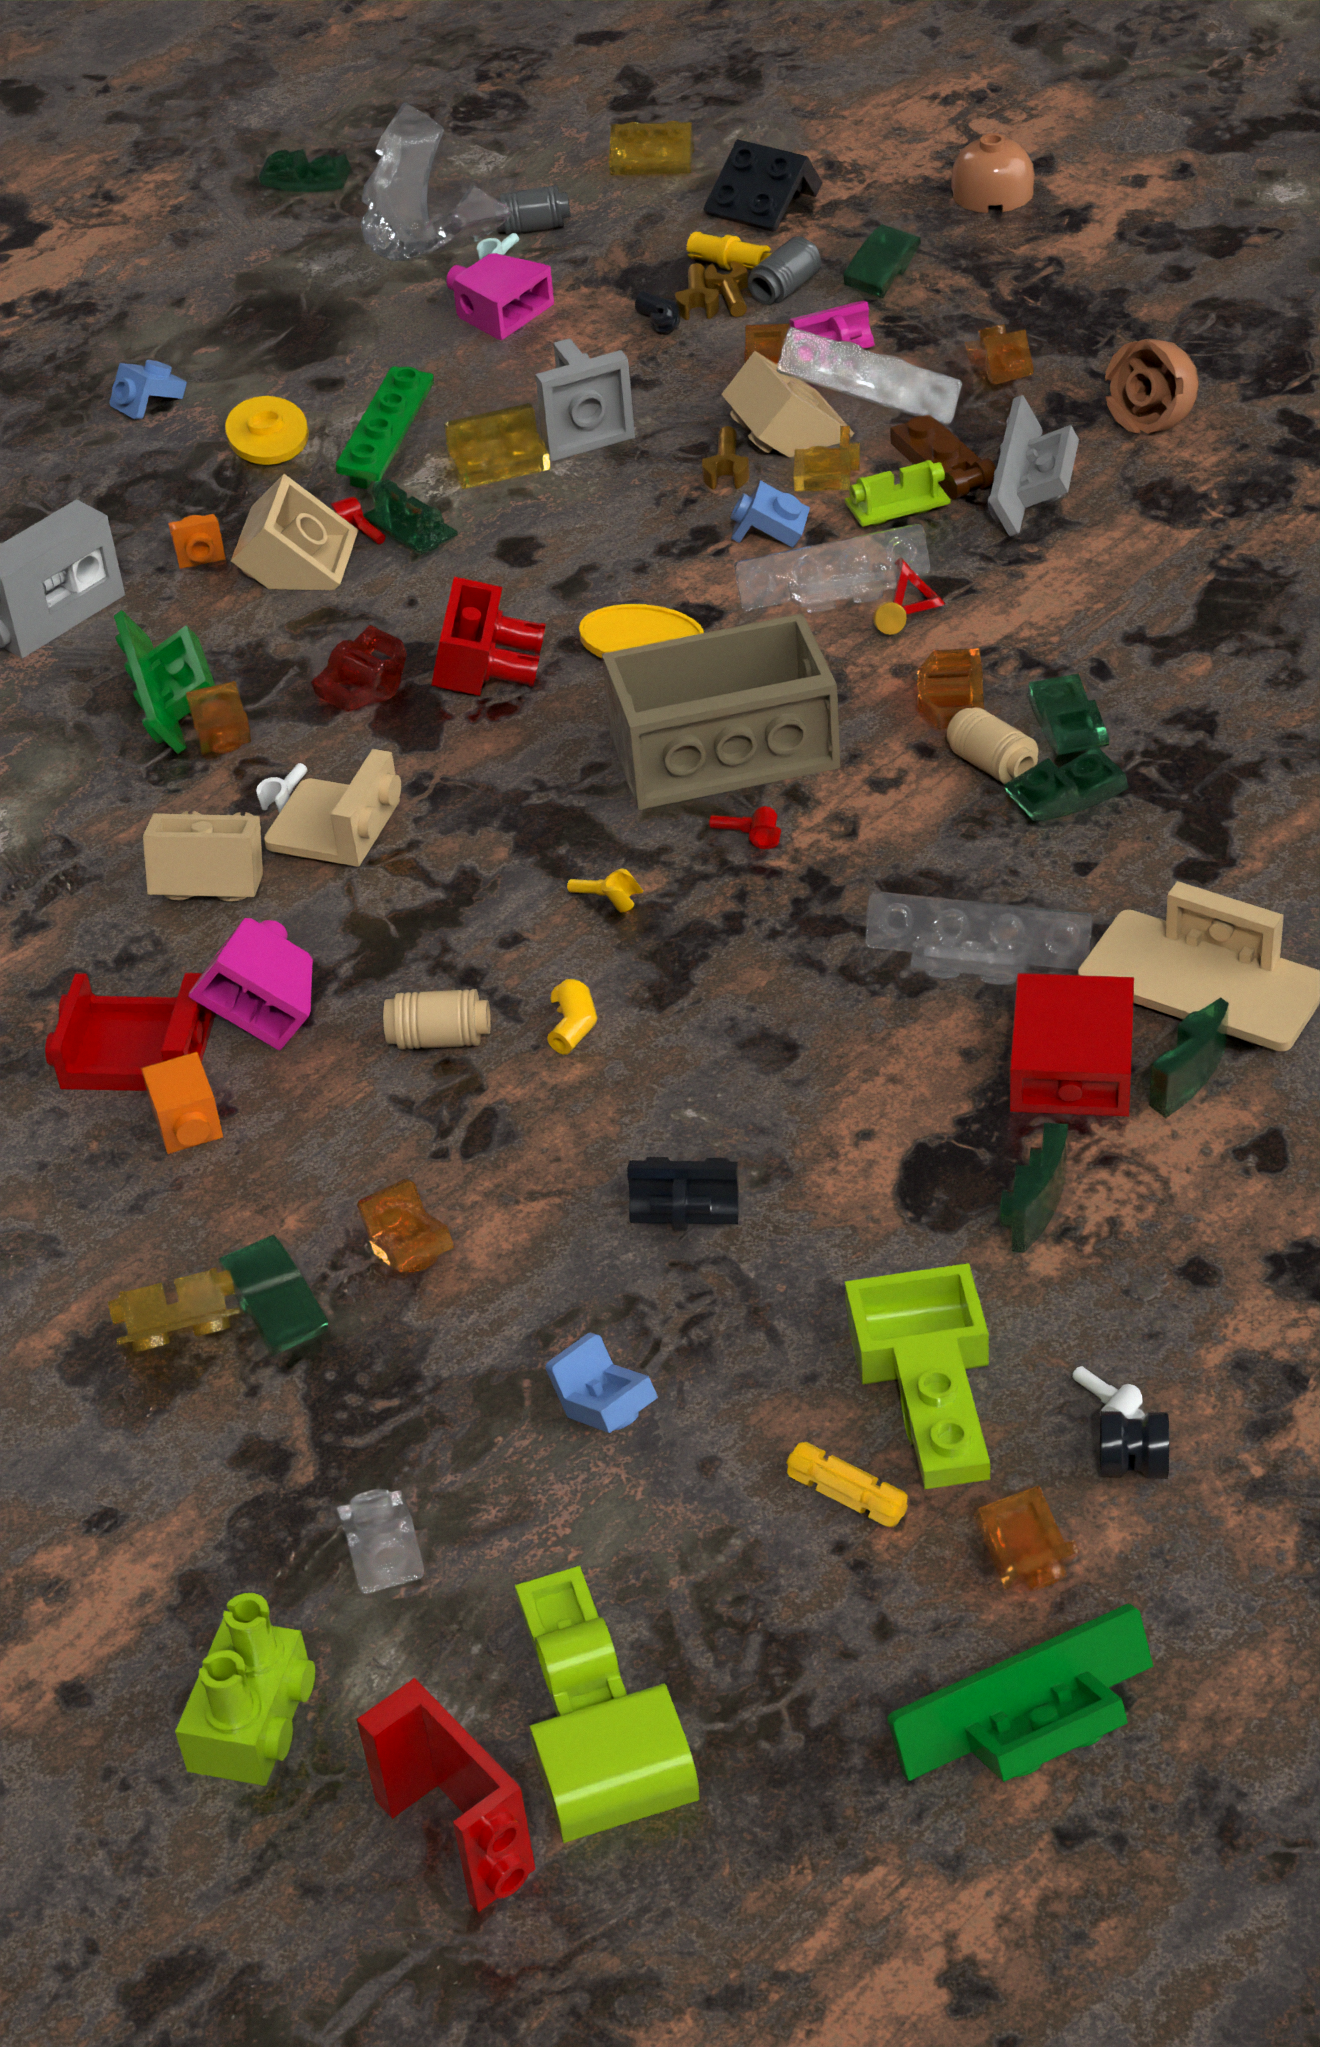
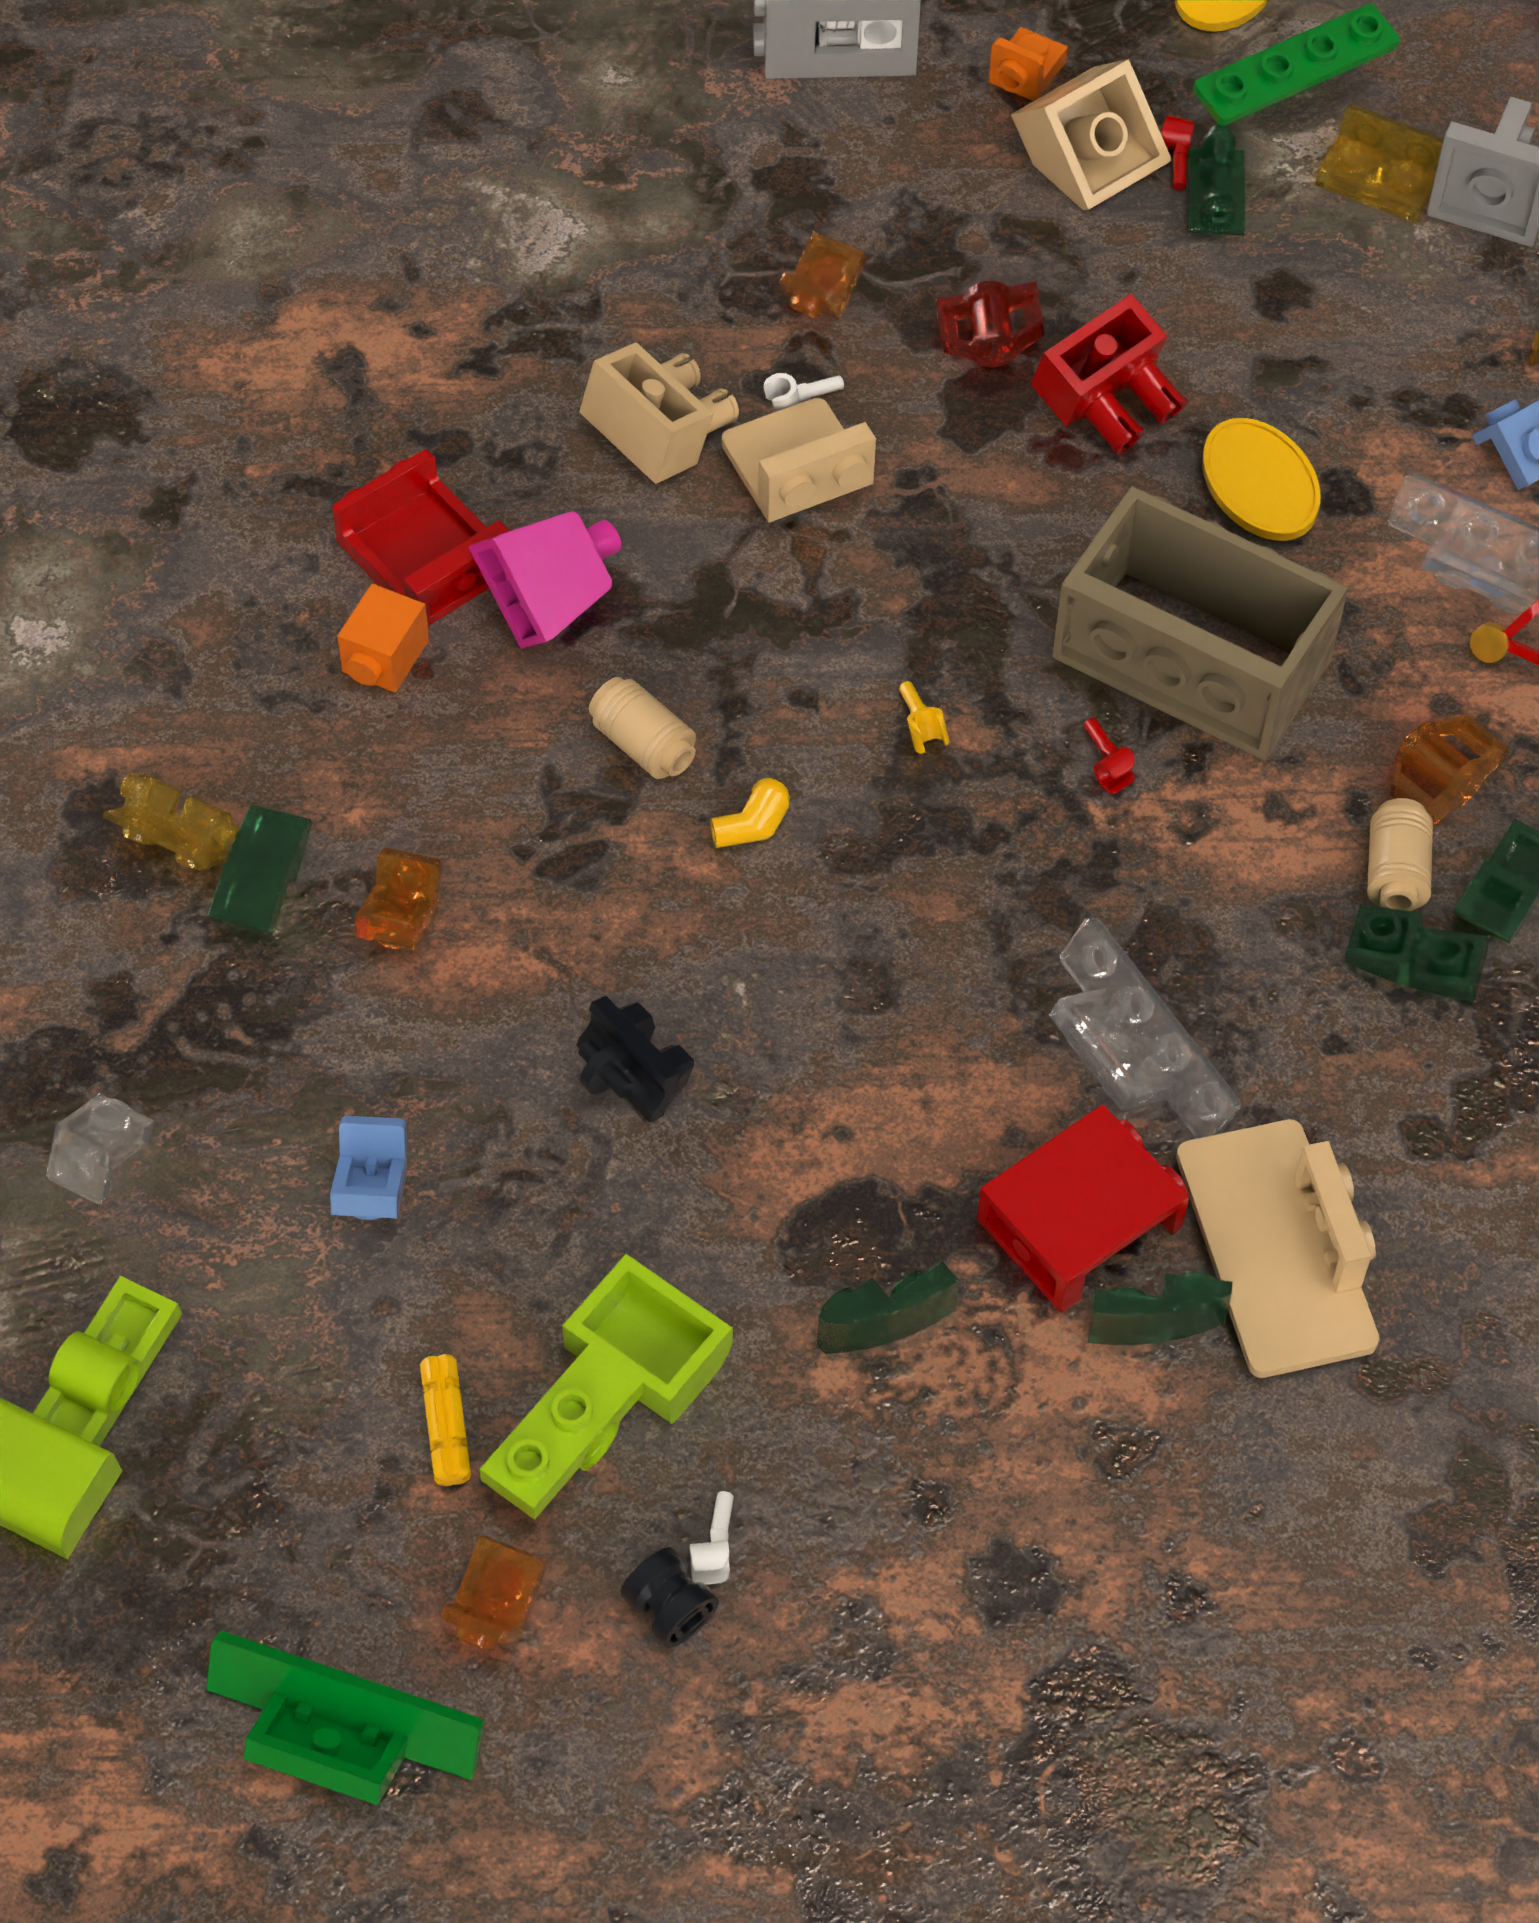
camera: 40 degrees right, 15 degrees up
(163, 677) = (830, 194): green bracket -> none

